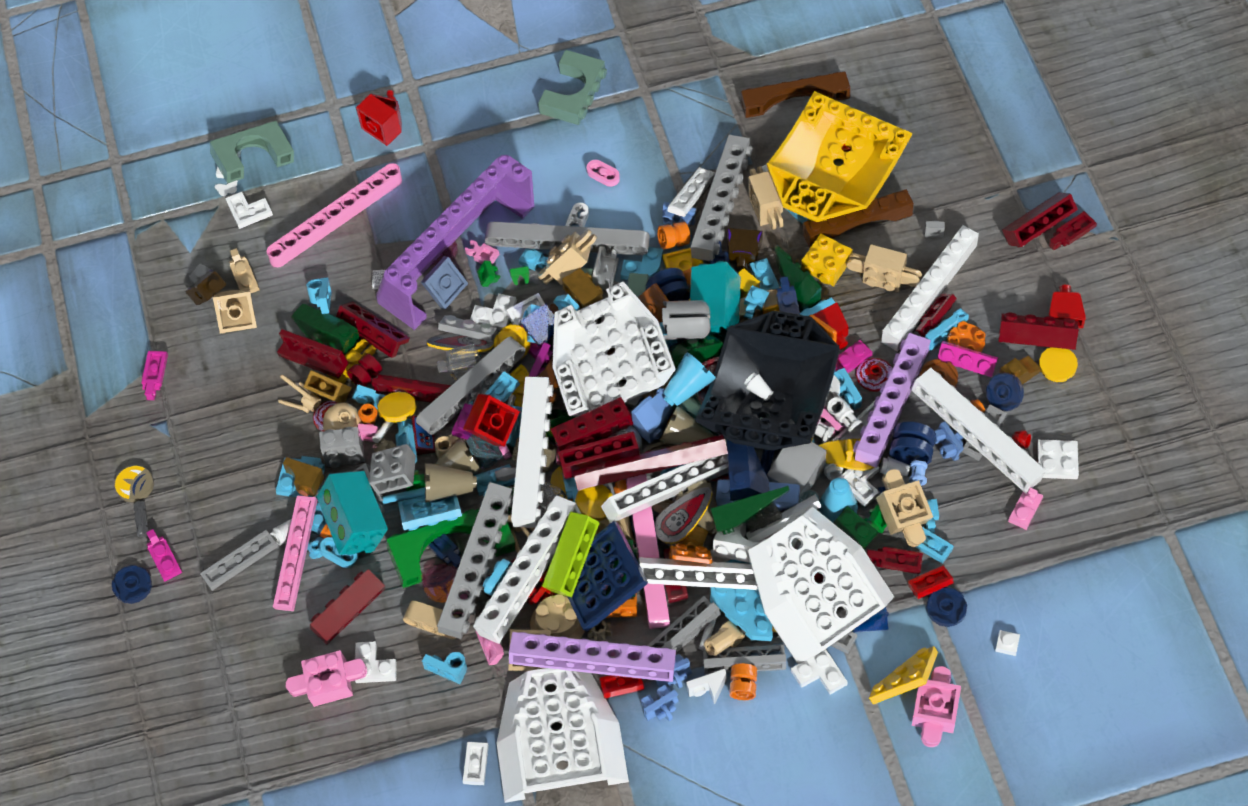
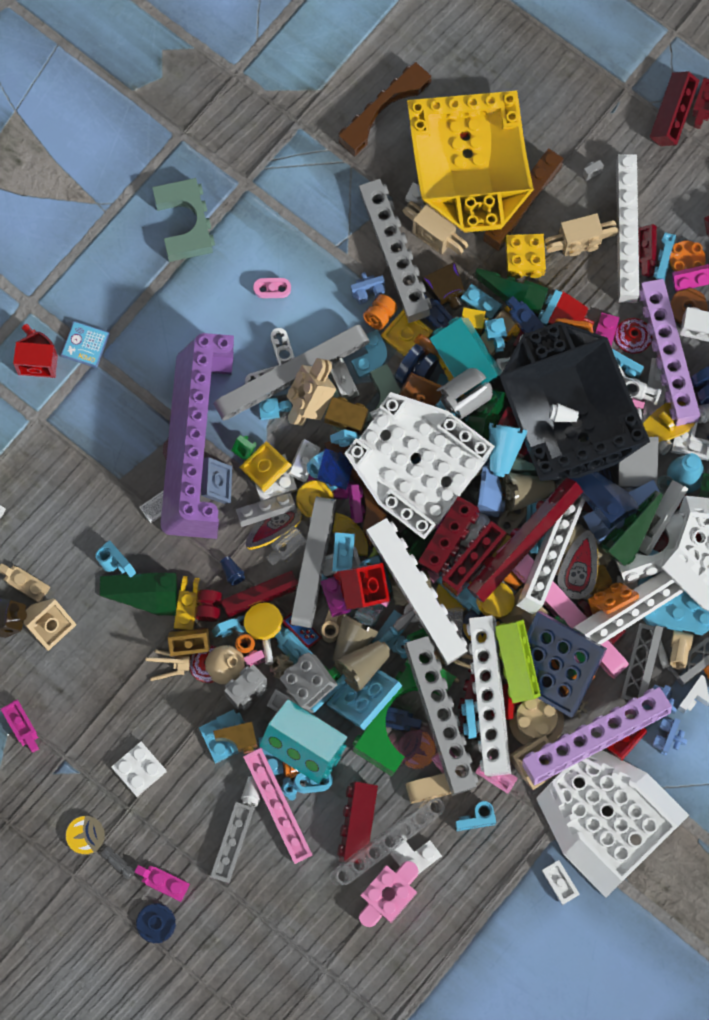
camera: 40 degrees left, 15 degrees up
(214, 460) = (139, 769): none -> white plate
(312, 354) = (151, 620): dark red fence -> none
(334, 215) = (65, 484): bright pink beam -> none
(365, 627) = (379, 845): none -> clear beam
(372, 328) = (181, 564): dark red fence -> none
(404, 360) = (232, 571): none -> dark blue cone
(427, 134) = (85, 344): none -> medium azure tile
(482, 253) = (227, 430): bright pink plate -> none
(492, 295) = (265, 466): none -> yellow tile
(522, 271) = (271, 428): green tile -> none
(691, 192) = (365, 261): white tile -> none

